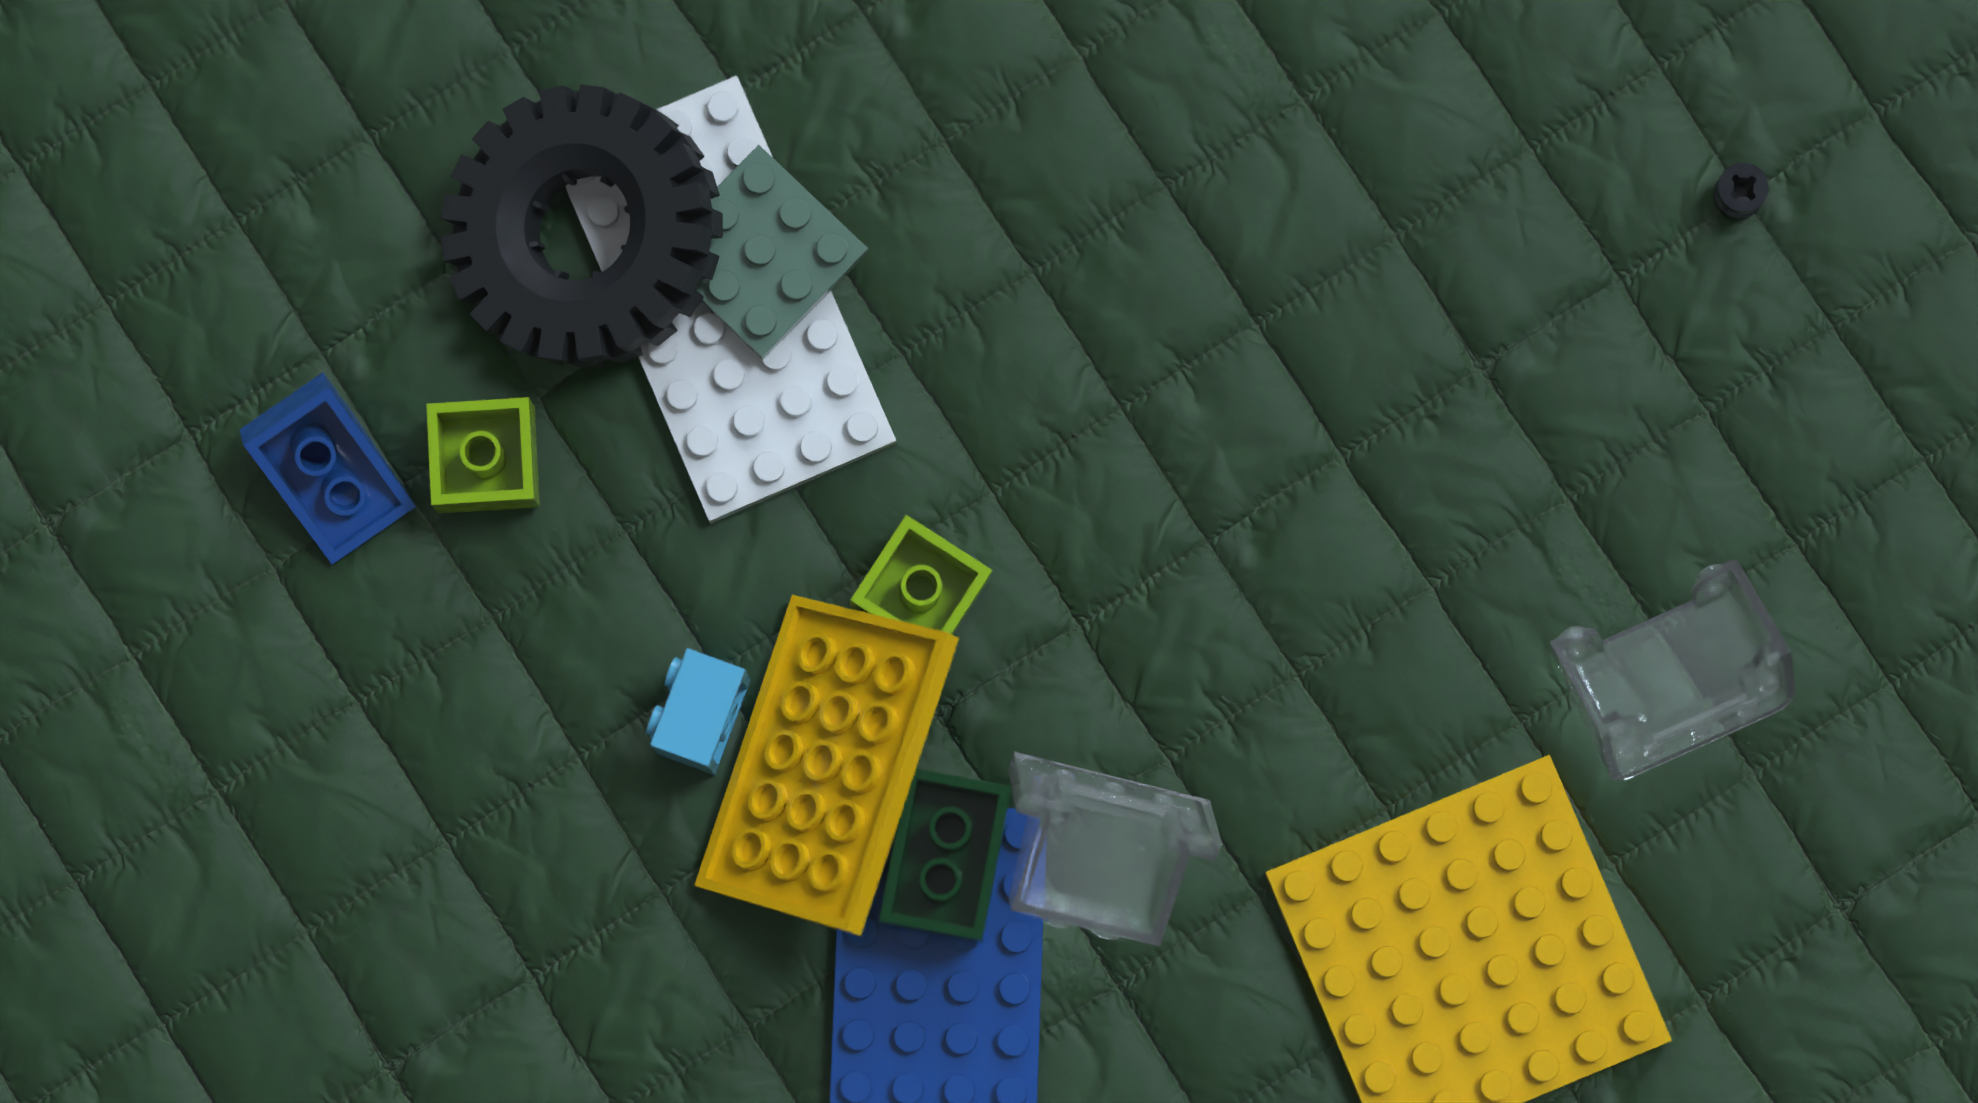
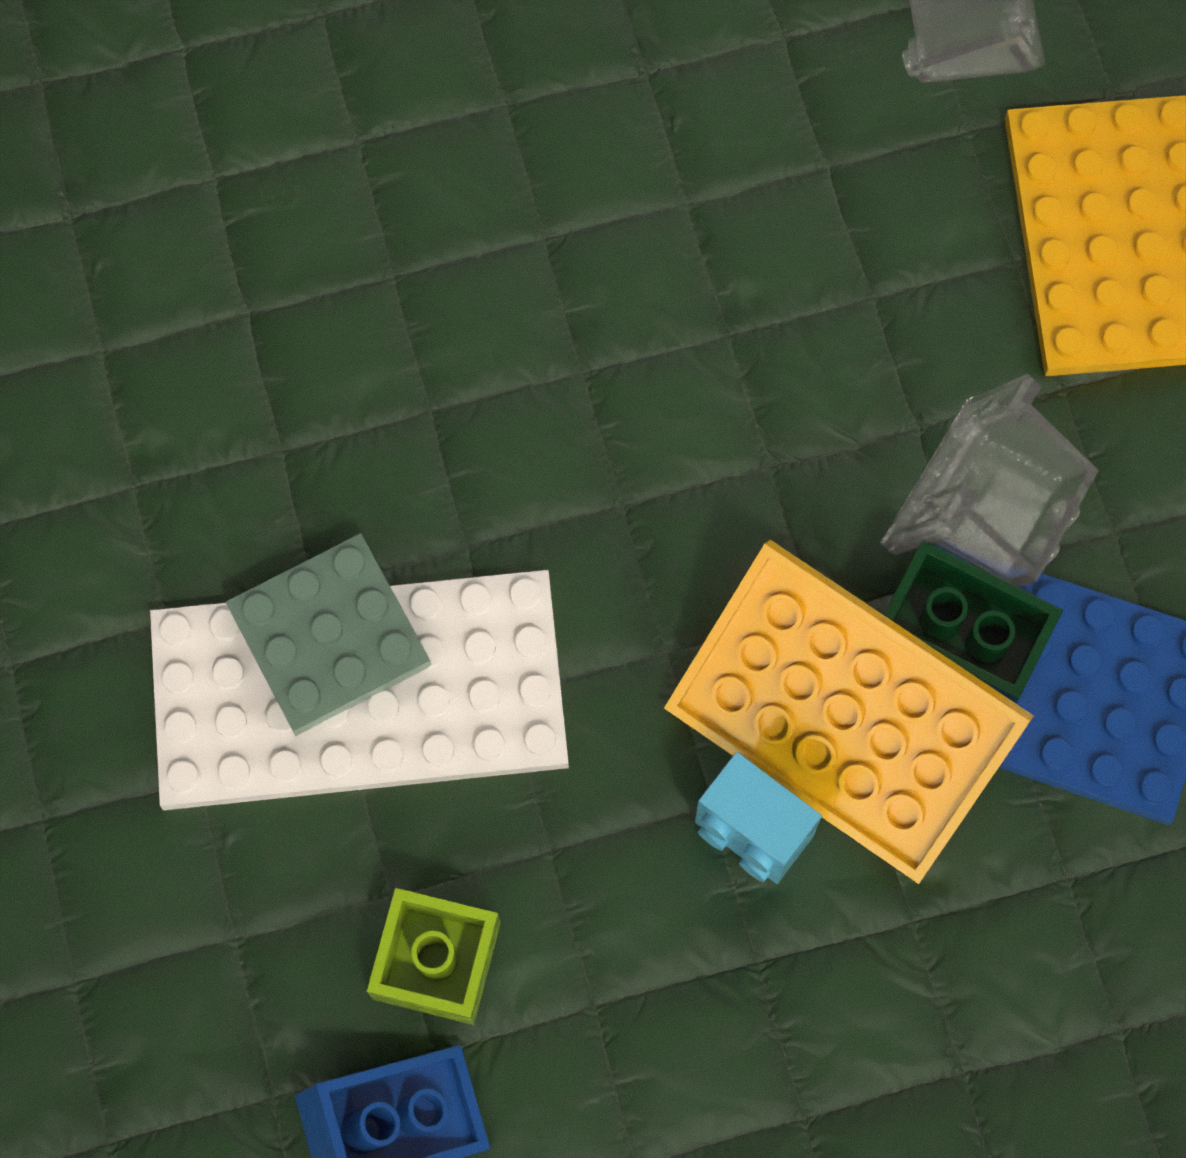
camera: 75 degrees left, 10 degrees down
(502, 212) = (155, 804): black tyre -> none
(921, 580) = (690, 579): lime brick -> none

